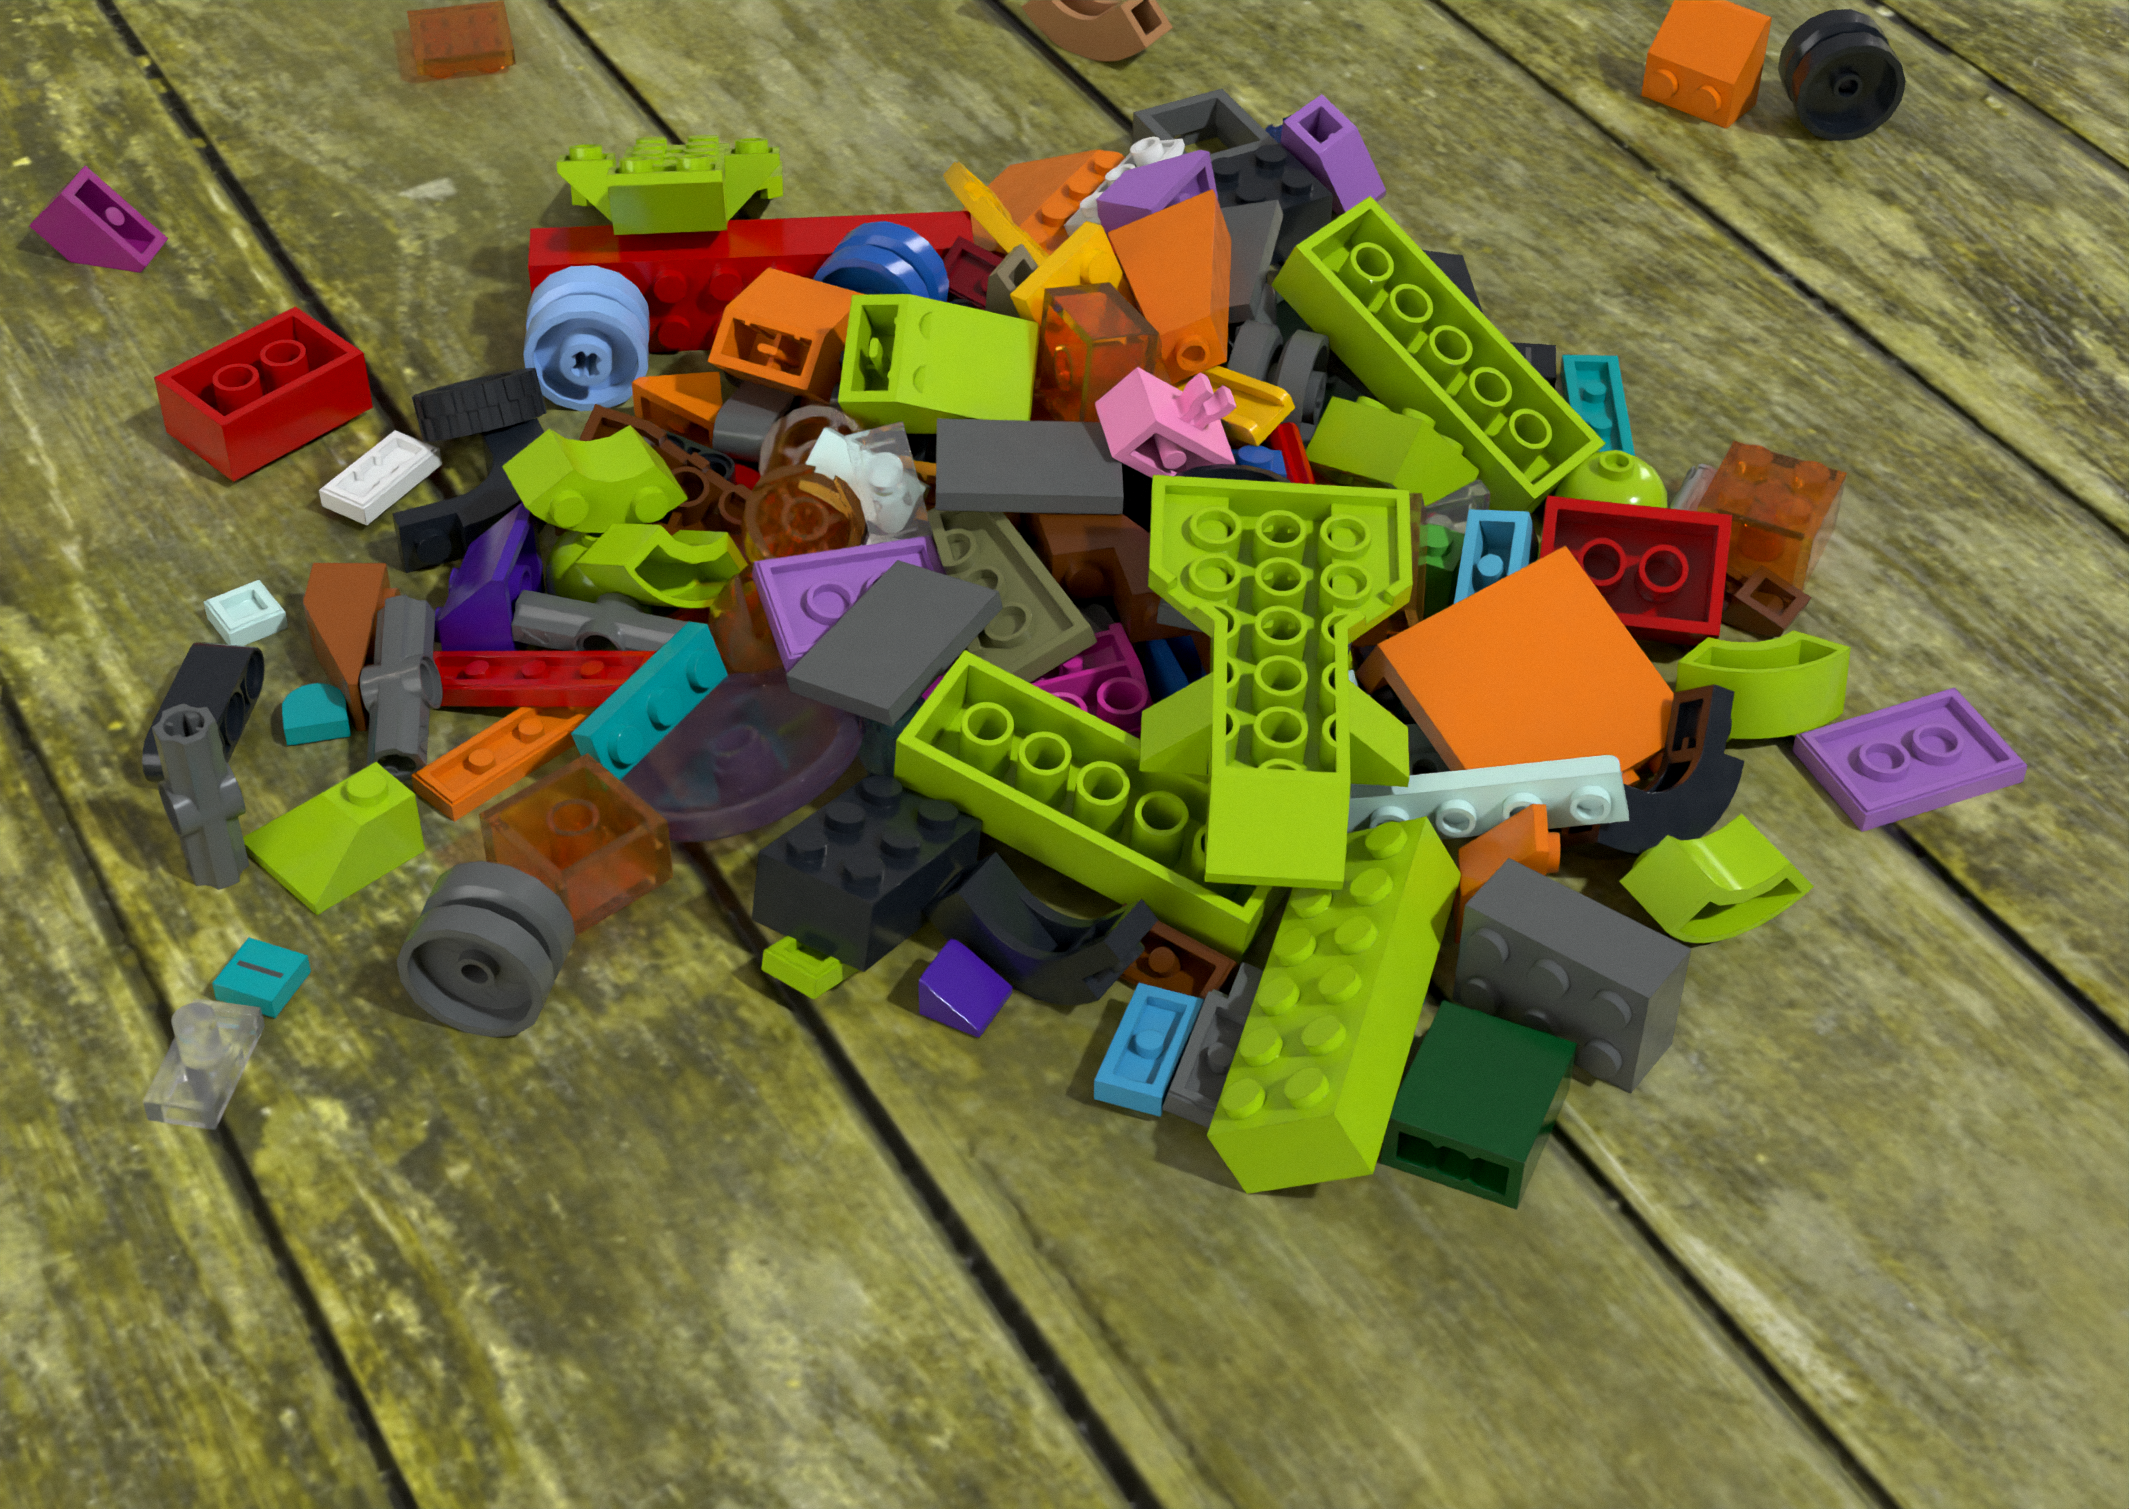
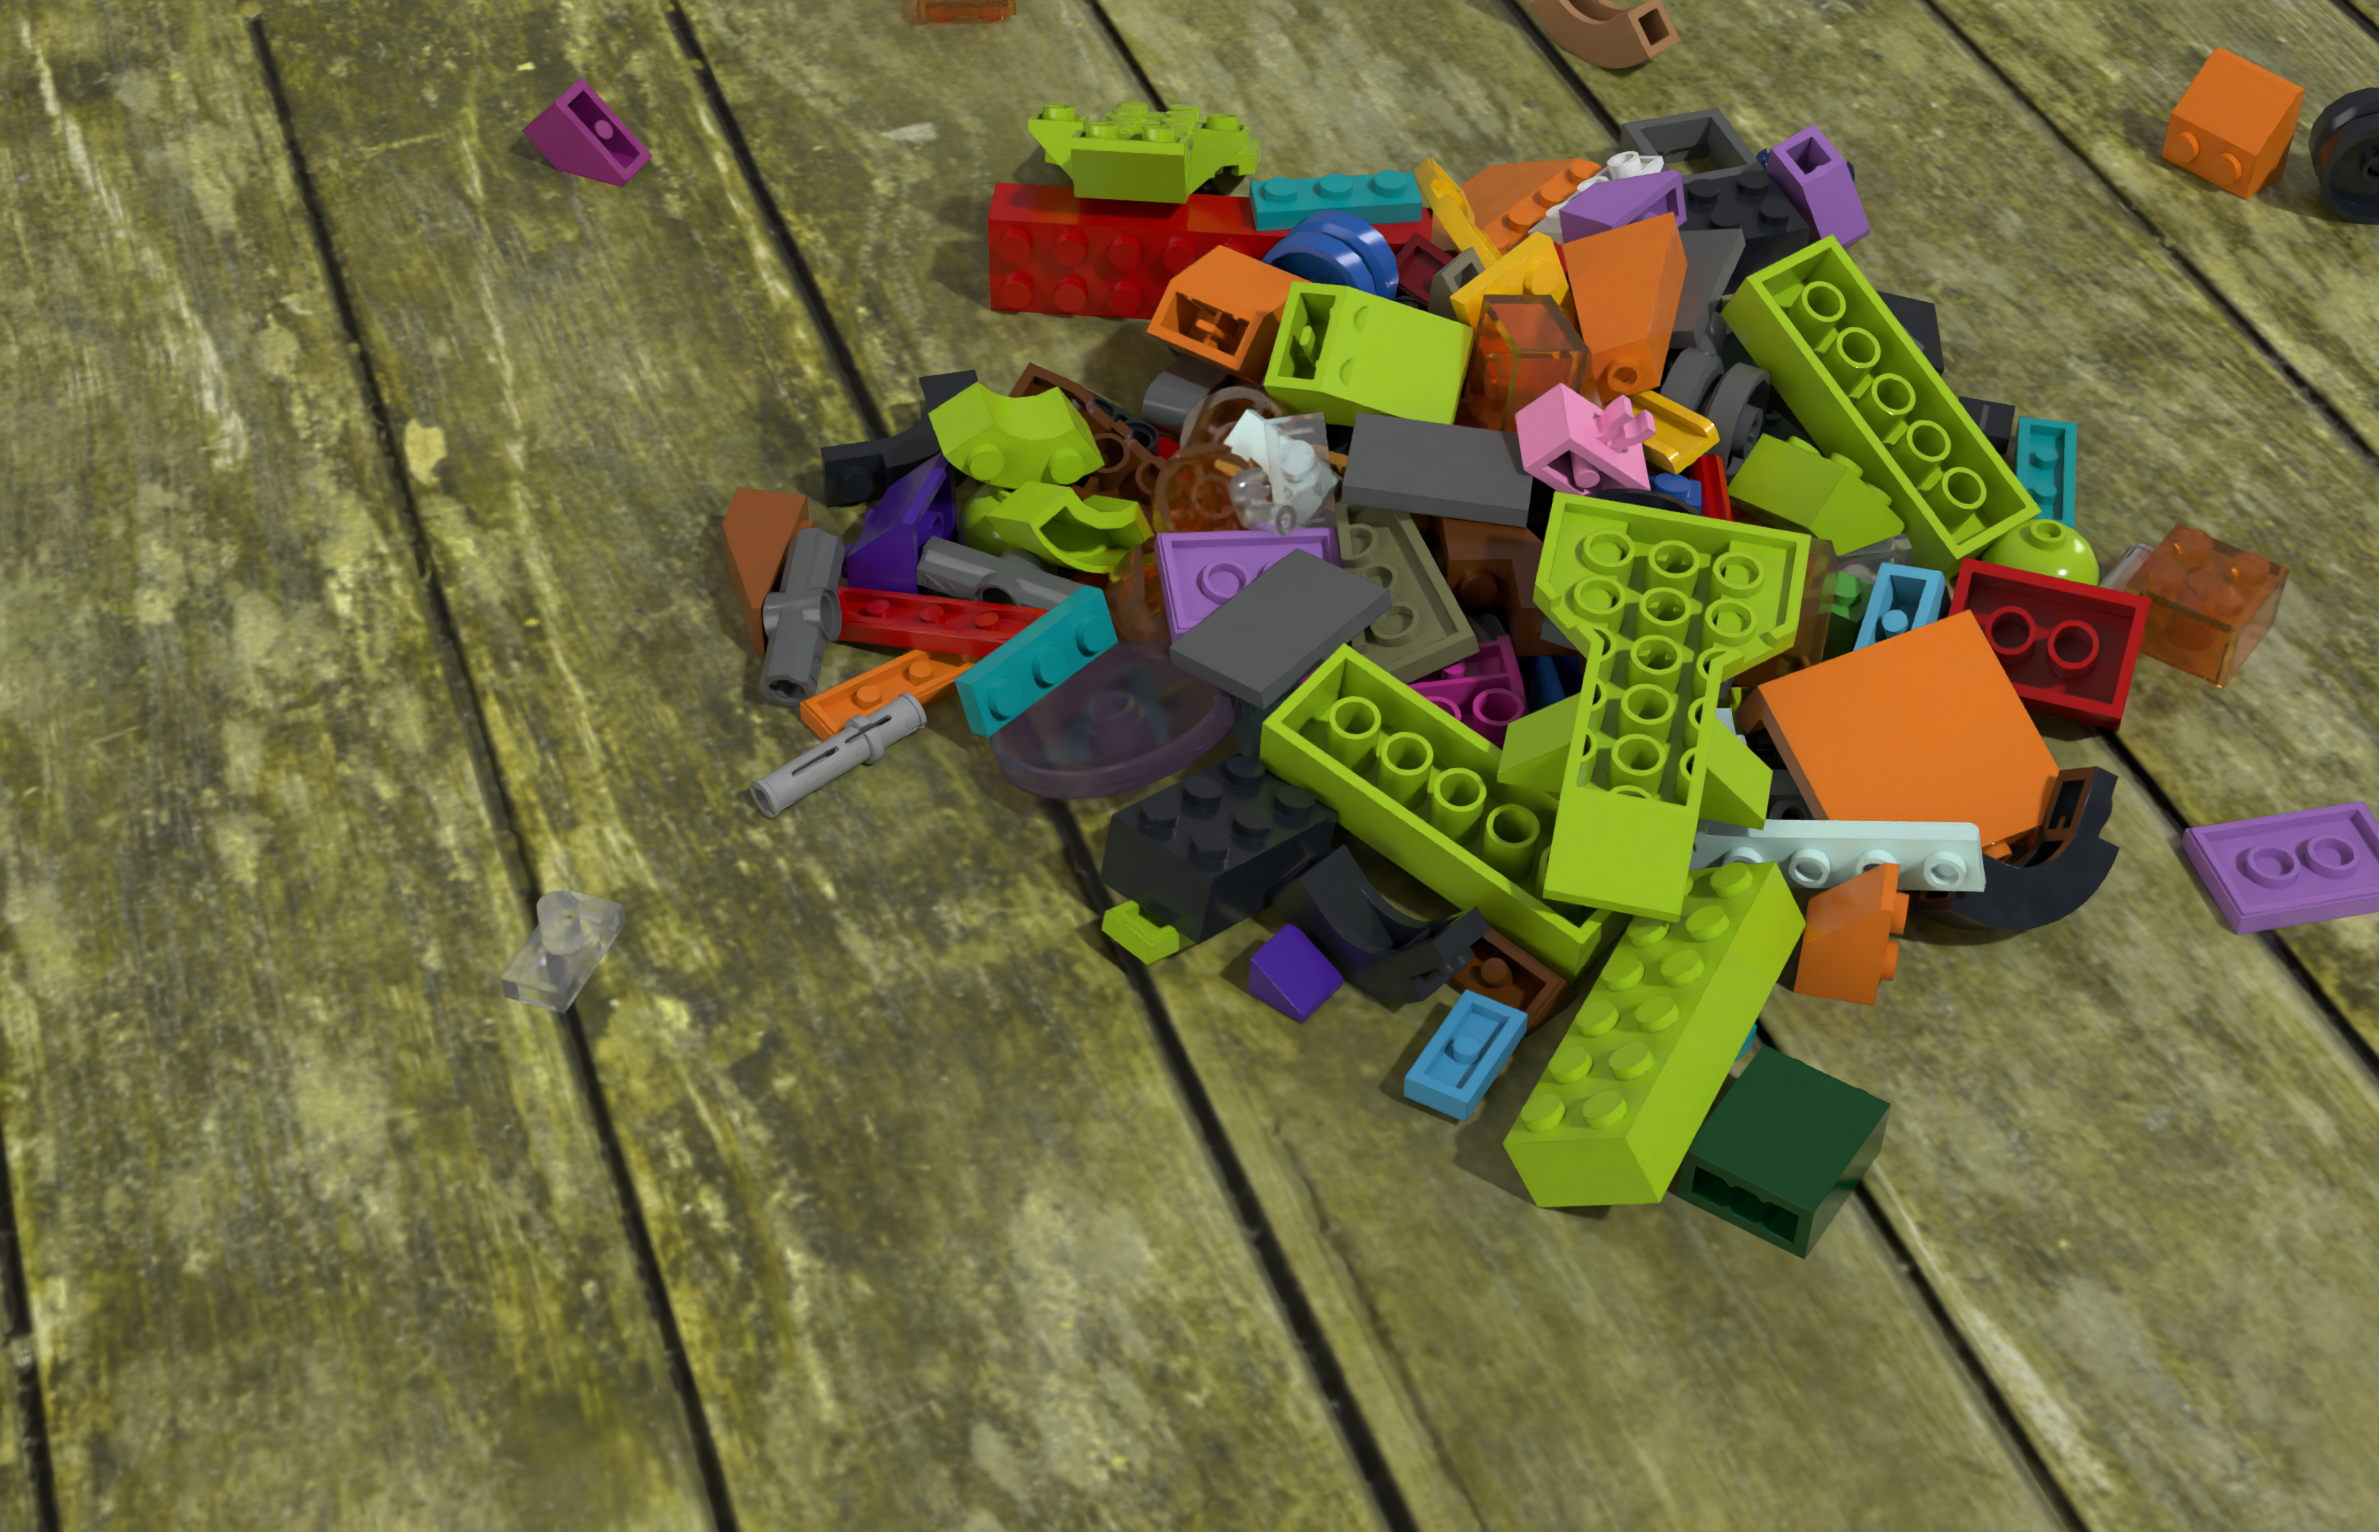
camera: 10 degrees right, 0 degrees up
(201, 796) = (596, 697): dark grey piece -> none
(214, 677) = (613, 621): black beam -> none
(246, 614) = (669, 530): light aqua tile -> none
(262, 976) = (629, 876): teal tile -> none
(264, 393) = (718, 317): red brick -> none
(315, 714) = (718, 633): teal tile -> none
(340, 838) = (716, 754): lime slope -> none
(380, 477) = (817, 411): white plate -> none
(455, 826) = (860, 741): none -> light grey pin
(479, 404) = (921, 350): black tyre -> none
(486, 949) = (841, 875): dark grey wheel -> none
(581, 839) = (944, 789): clear orange brick -> none
(587, 337) = (1036, 296): light blue wheel -> none
(680, 403) = (1117, 370): orange slope -> none
(847, 526) = (1252, 507): none -> clear arm
(918, 205) = (1373, 197): none -> teal plate
(1212, 1049) = (1525, 1061): dark grey hinge -> none
(1571, 971) = (1899, 1033): dark grey brick -> none
(1715, 883) = (2068, 966): lime brick -> none
(1761, 602) = (2173, 691): reddish brown slope -> none
(1777, 683) = (2166, 775): lime brick -> none

